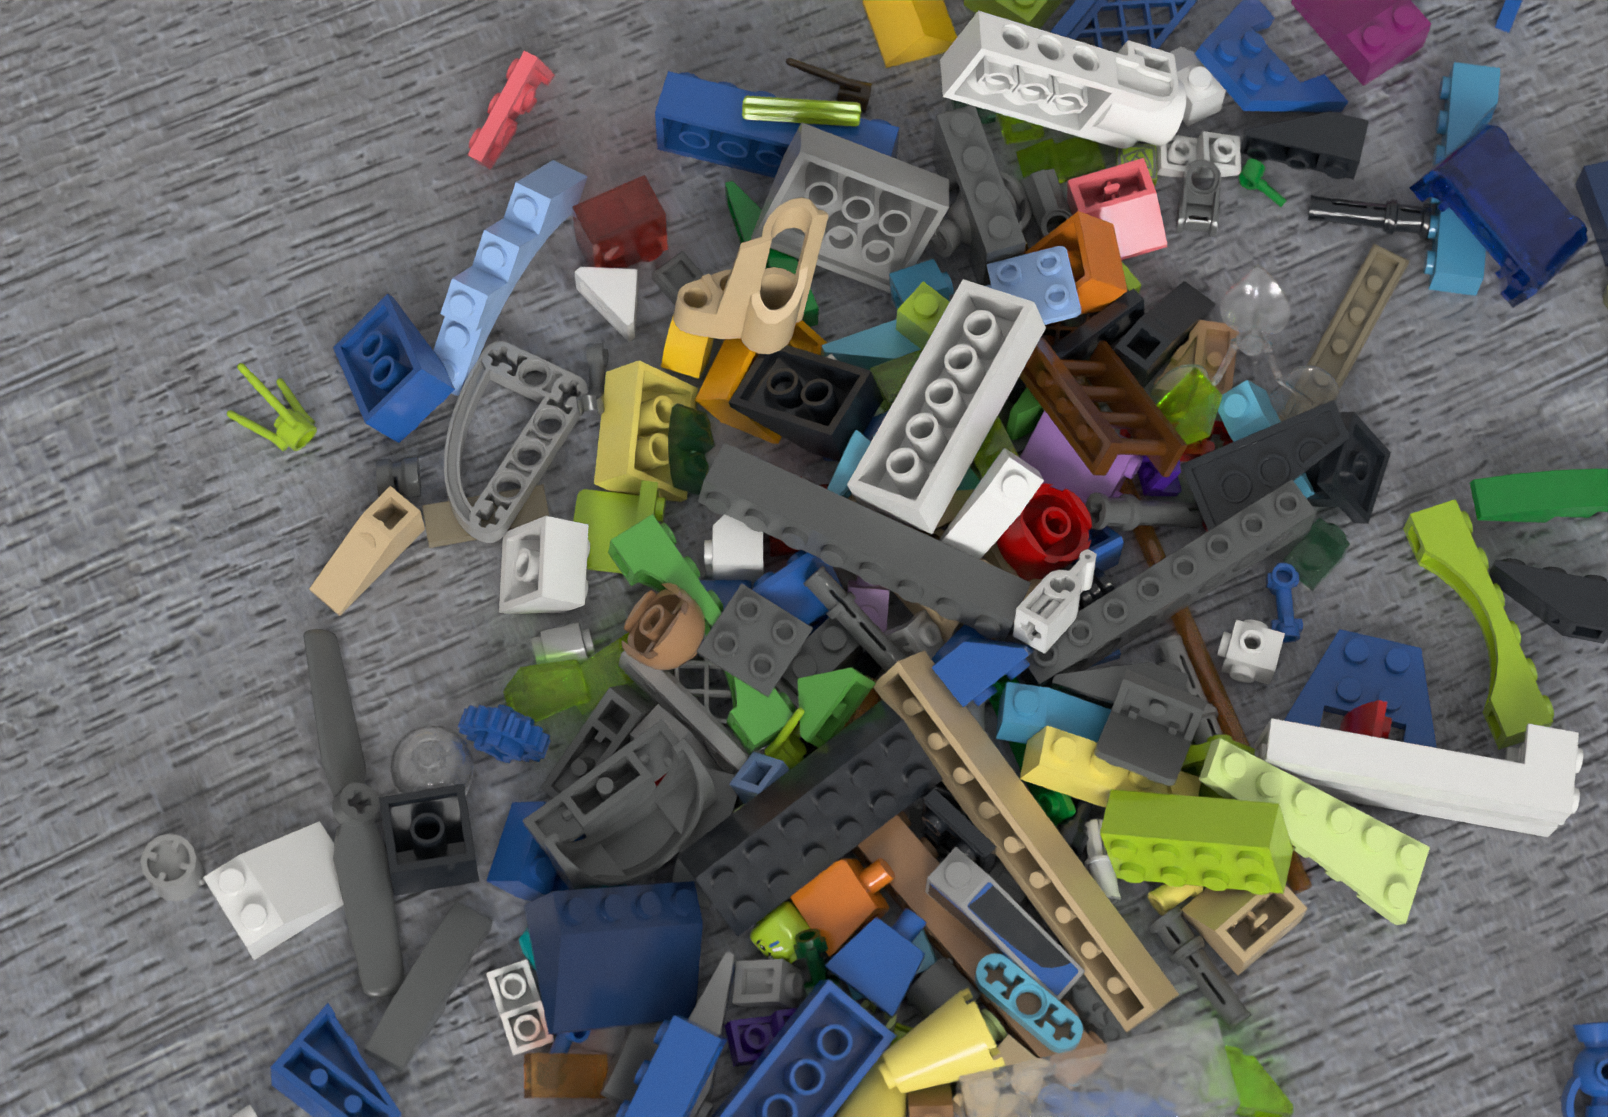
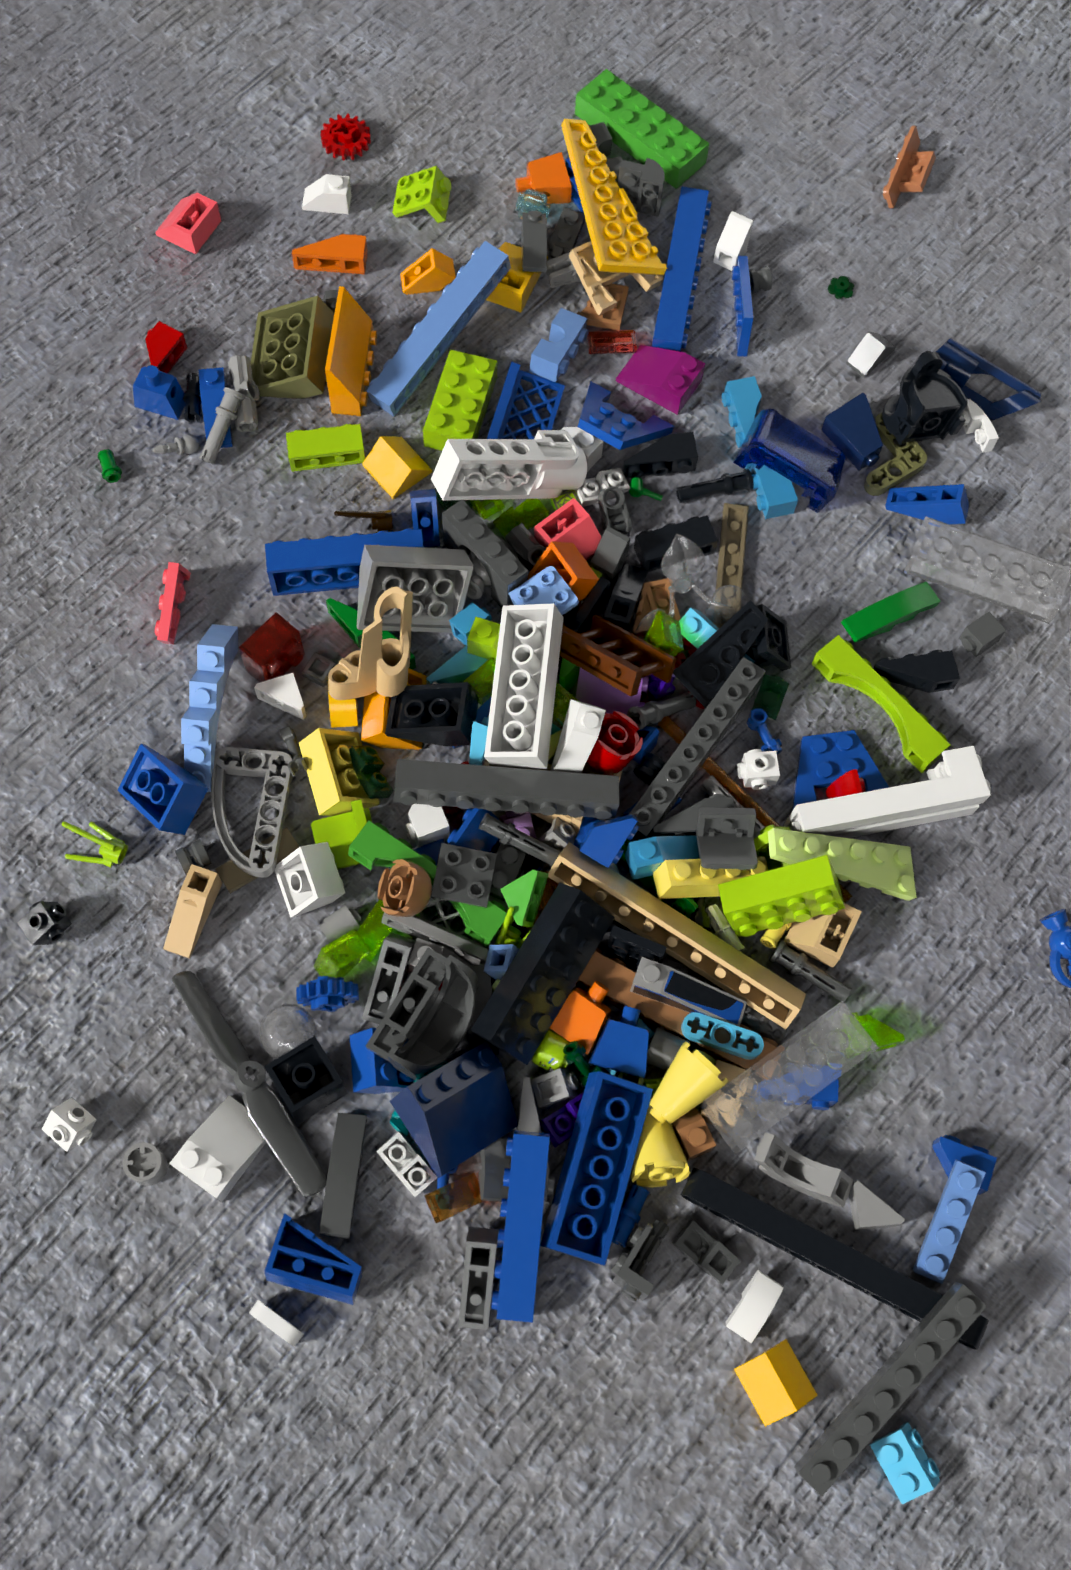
camera: 25 degrees left, 0 degrees up
(94, 775) = (69, 1124): none -> white brick
(165, 493) = (44, 923): none -> black brick
(801, 111) = (358, 539): lime axle -> none
(917, 110) = (425, 515): none -> blue slope
(1053, 604) = (637, 784): white piece -> none
(1164, 262) = (611, 554): none -> dark grey slope
(1303, 275) = (653, 544): none -> black brick

